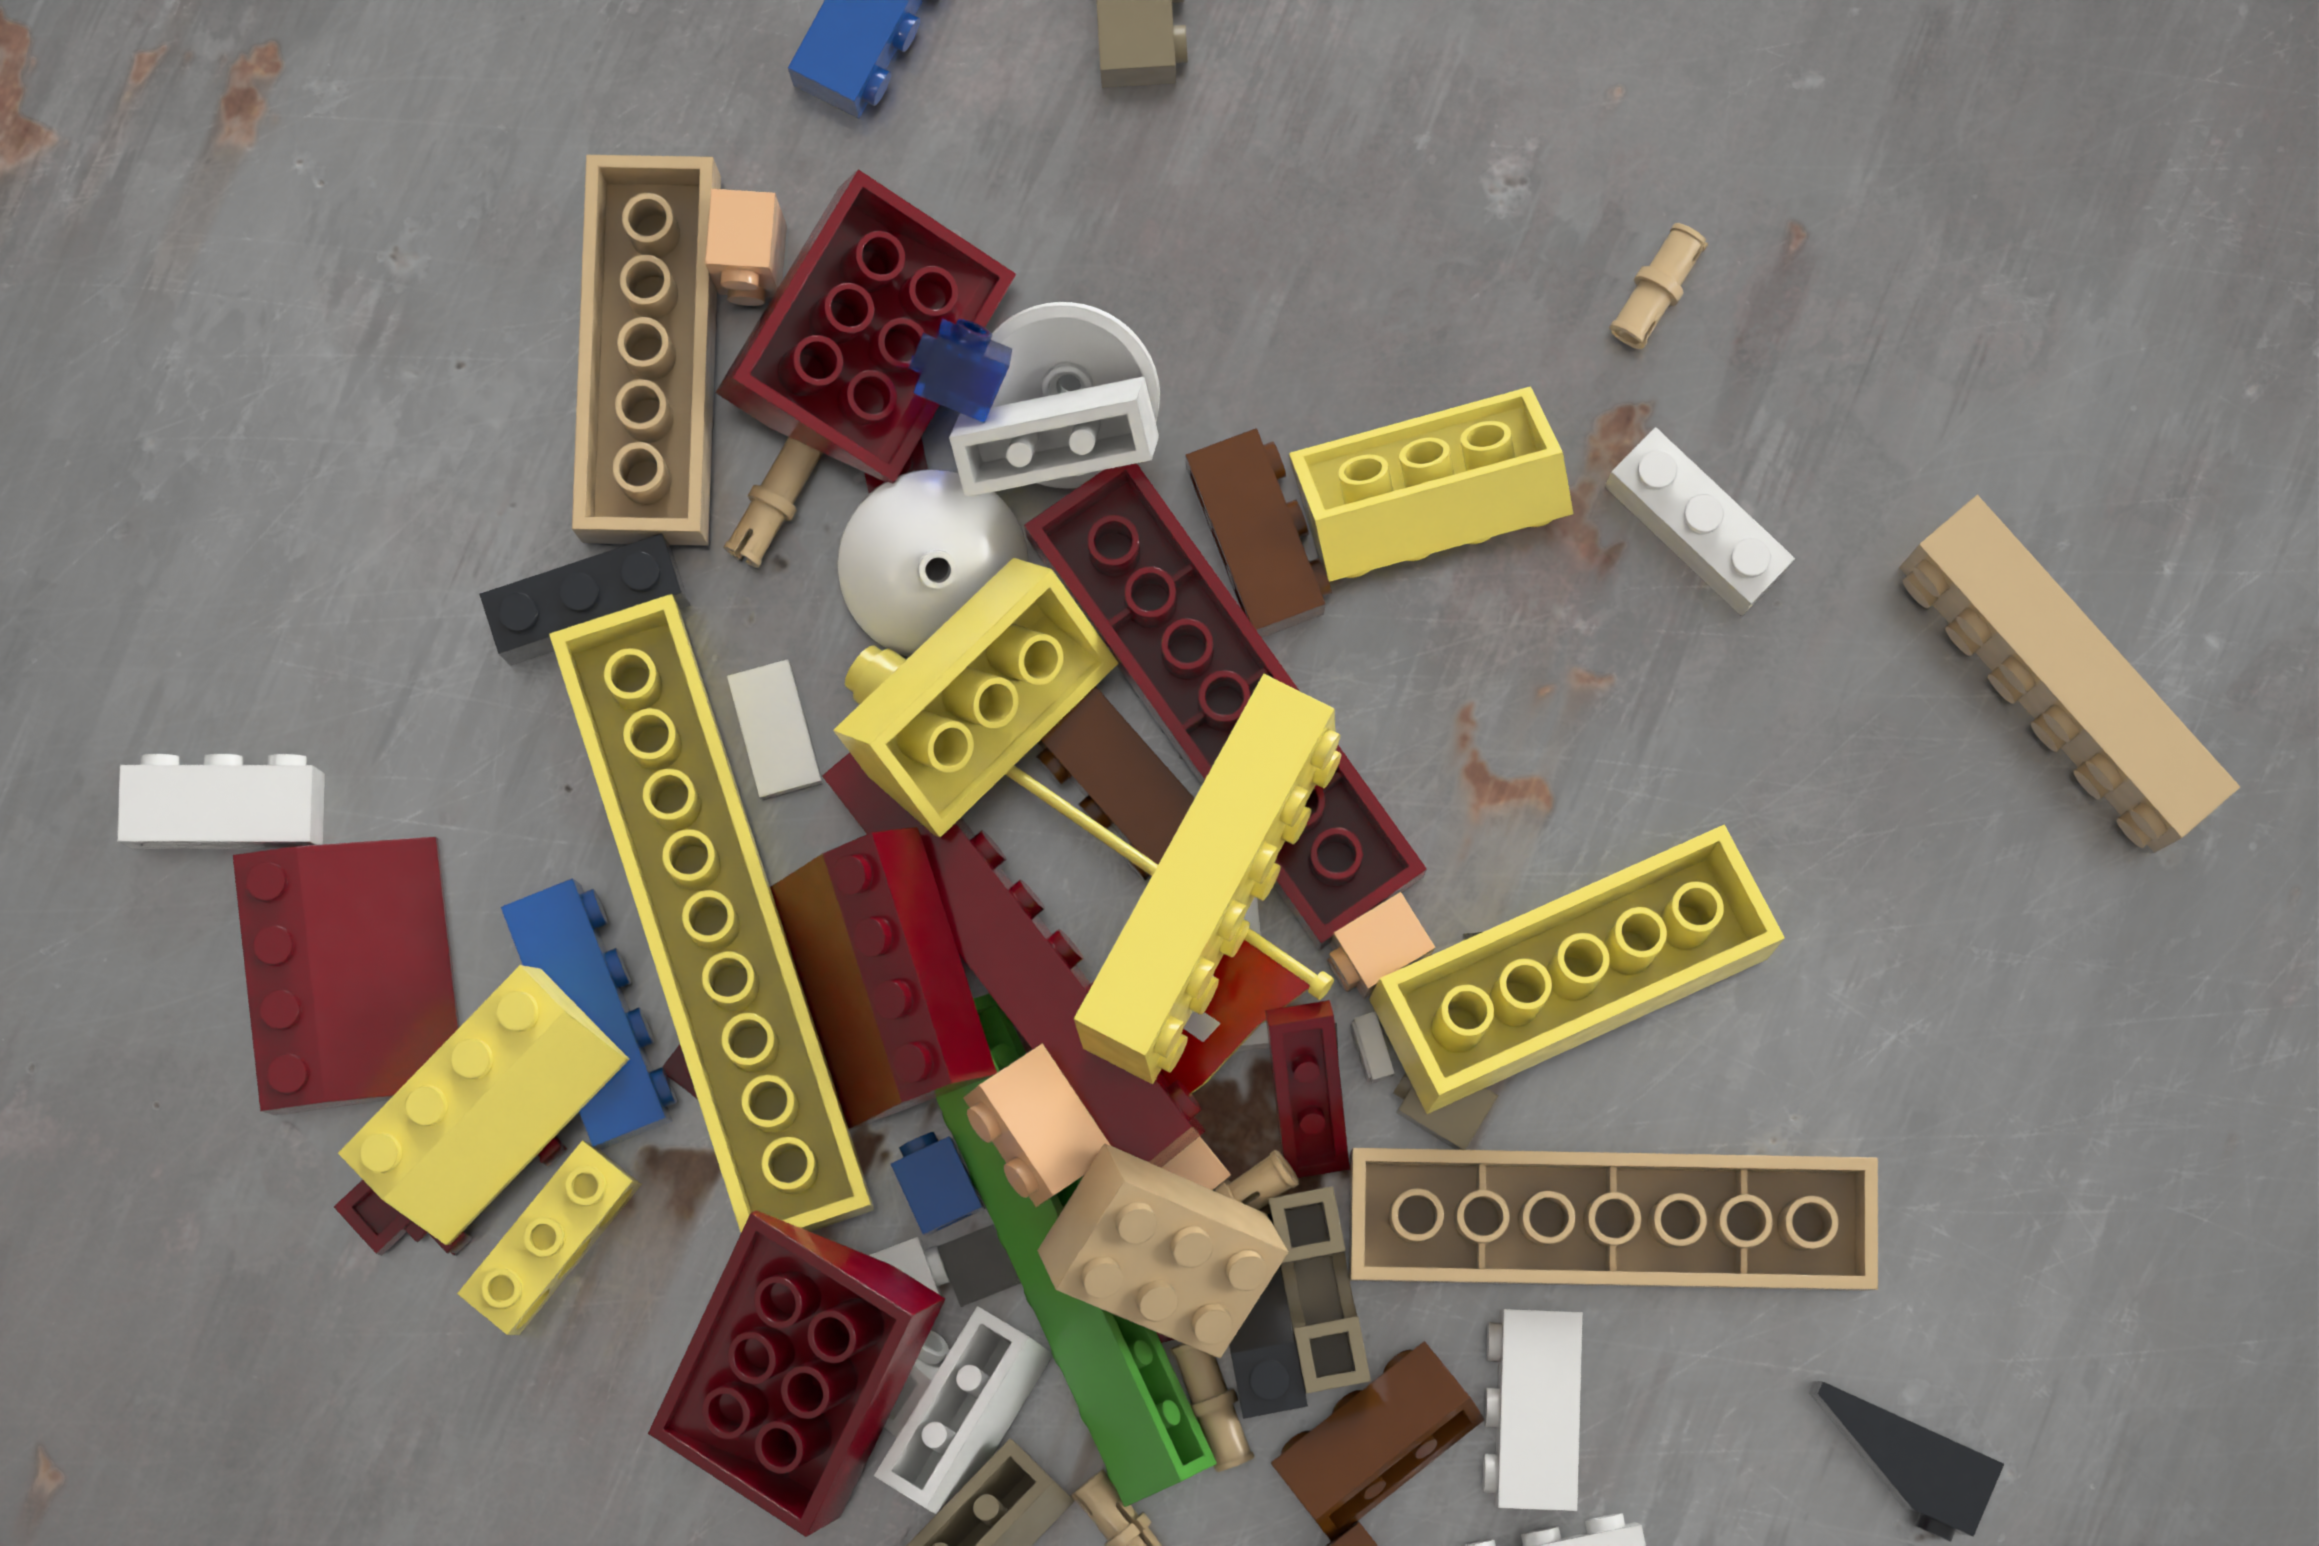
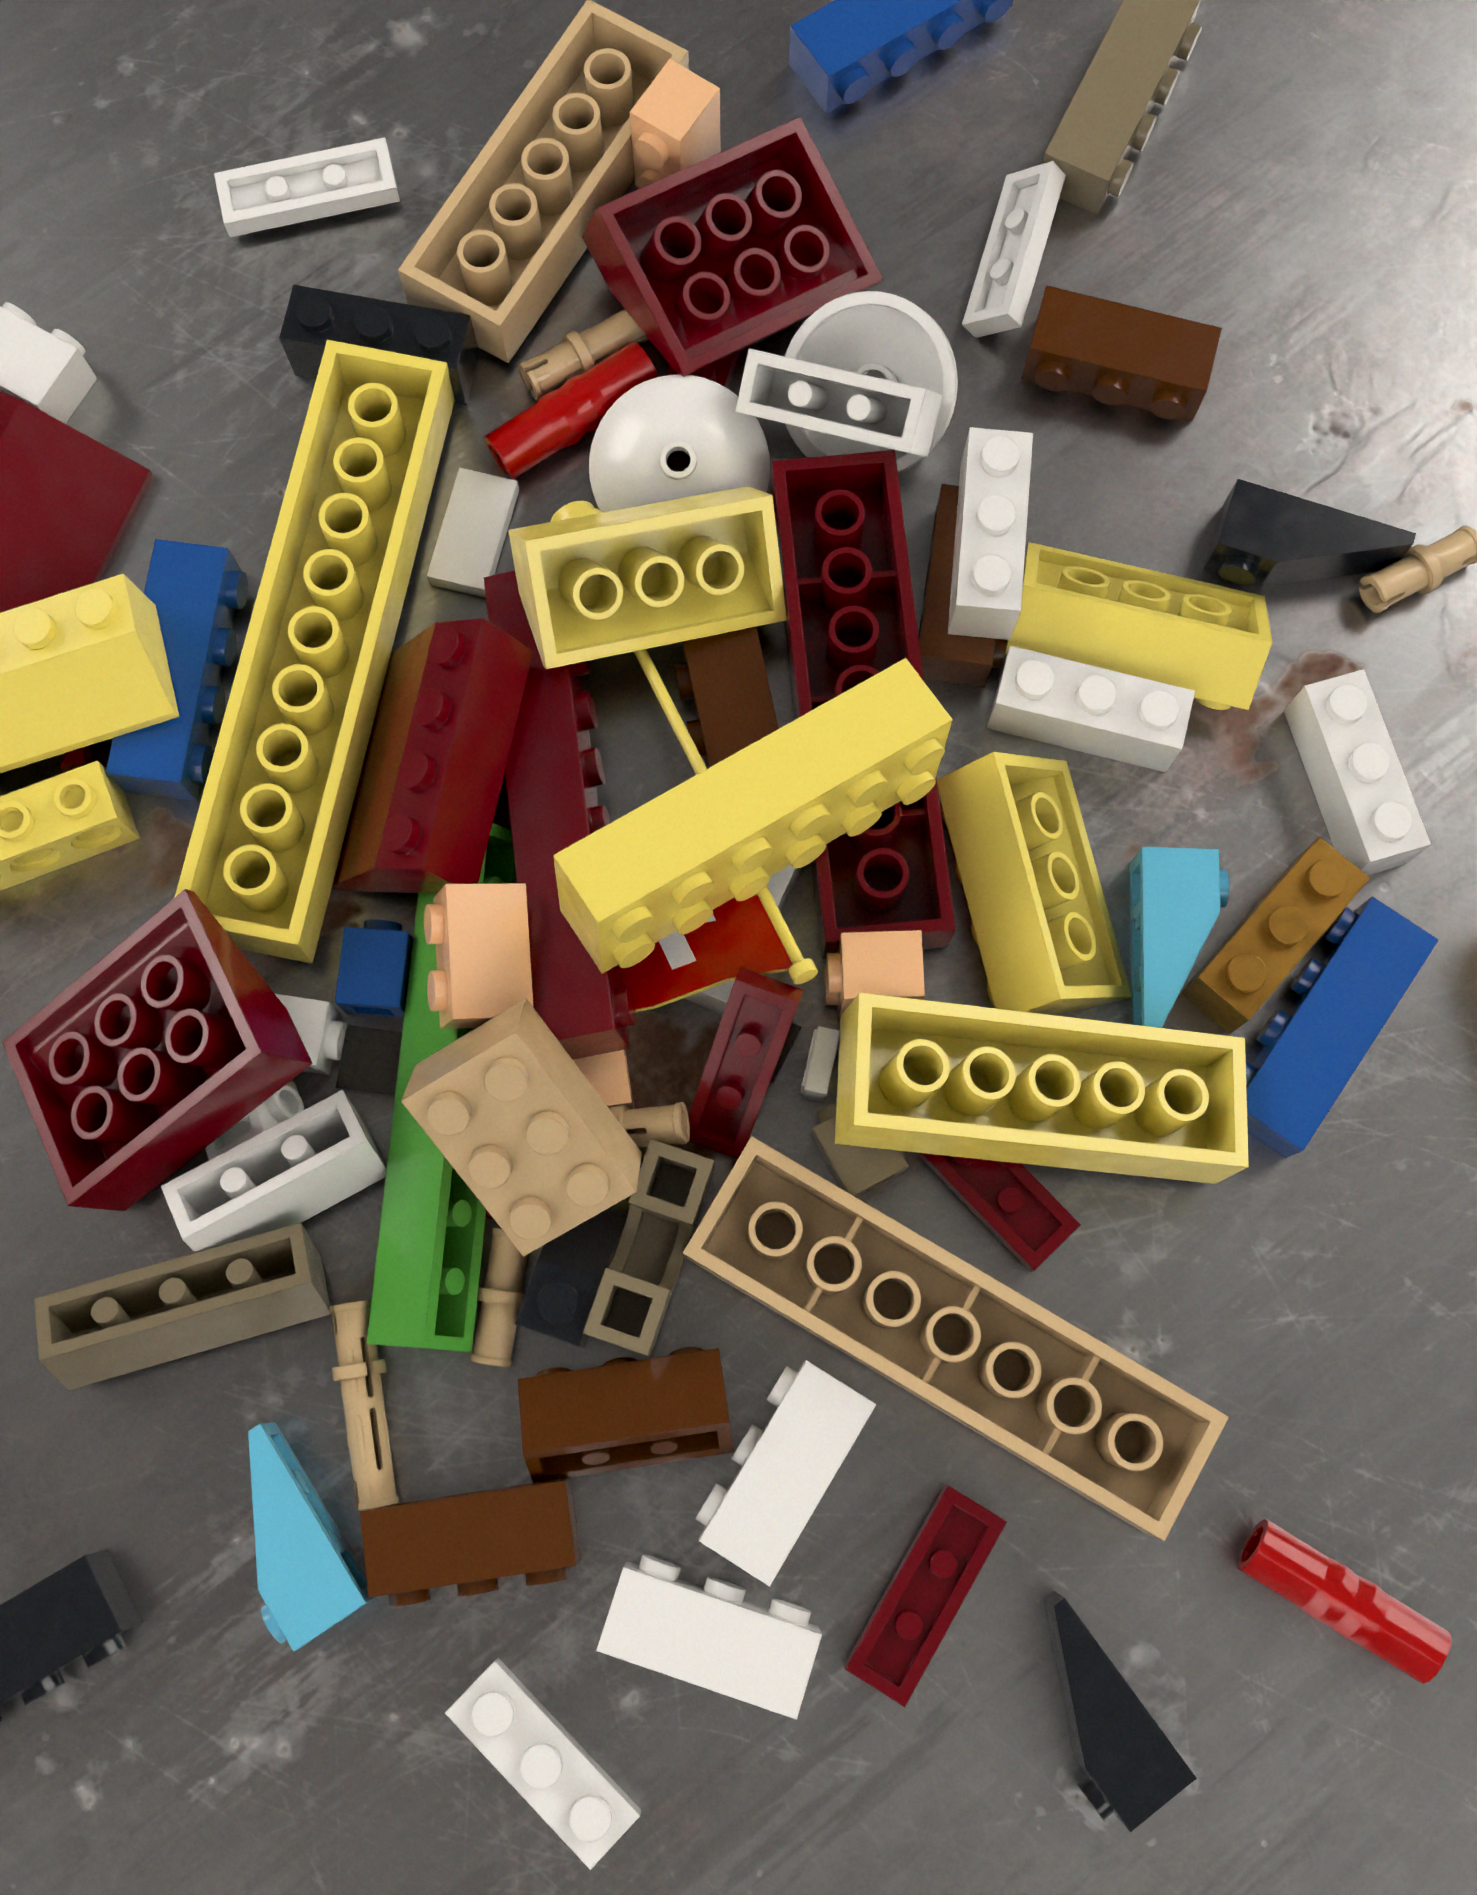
camera: 25 degrees right, 5 degrees down
(413, 476) = (306, 187): none -> white plate
(799, 563) = (568, 412): none -> red axle
(961, 367) = (792, 304): clear blue brick -> none
(1120, 173) = (1014, 250): none -> white plate
(1260, 489) = (990, 533): none -> white brick
(1276, 227) = (1121, 354): none -> reddish brown brick
(1432, 591) = (1090, 709): none -> white brick
(1469, 783) = (1031, 885): none -> light yellow slope
(1518, 328) = (1286, 539): none -> black slope
(1603, 1078) = (1008, 1203): none -> dark red plate
(1606, 743) = (1171, 915): none -> medium azure slope
(1703, 710) = (1275, 935): none -> pearl gold brick
(1708, 1444) = (924, 1595): none -> dark red plate
(1791, 762) = (1331, 1022): none -> blue brick
(2054, 1253) = (1345, 1601): none -> red axle

